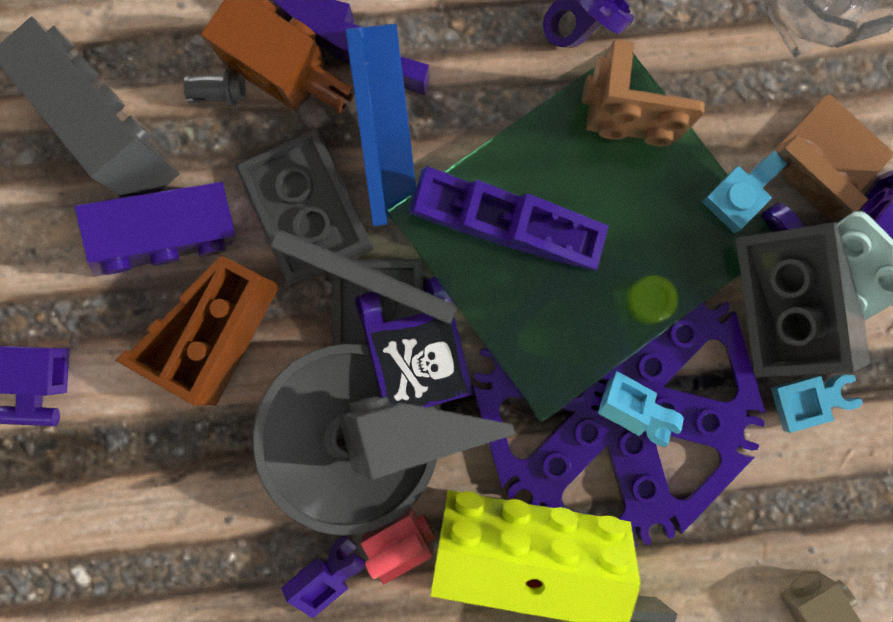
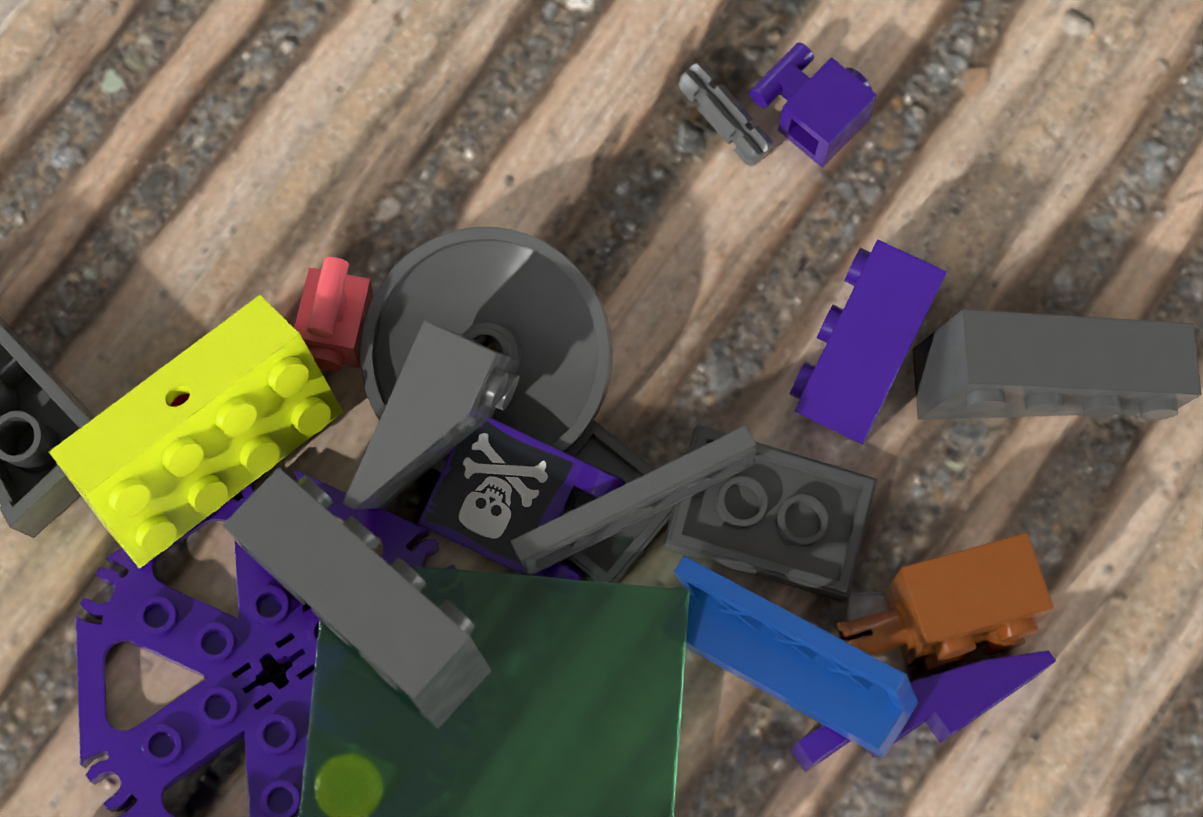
camera: 130 degrees right, 15 degrees down
(81, 429) = (725, 114): none -> dark grey axle
(205, 334) = (717, 303): dark orange wedge -> none
(215, 88) = (981, 520): dark grey pin -> none
(323, 582) = (362, 214): dark purple plate -> none
(509, 219) = (567, 705): dark purple slope -> none
(556, 384) = (360, 594): none -> dark grey wedge
(635, 410) = (255, 667): medium azure plate -> none

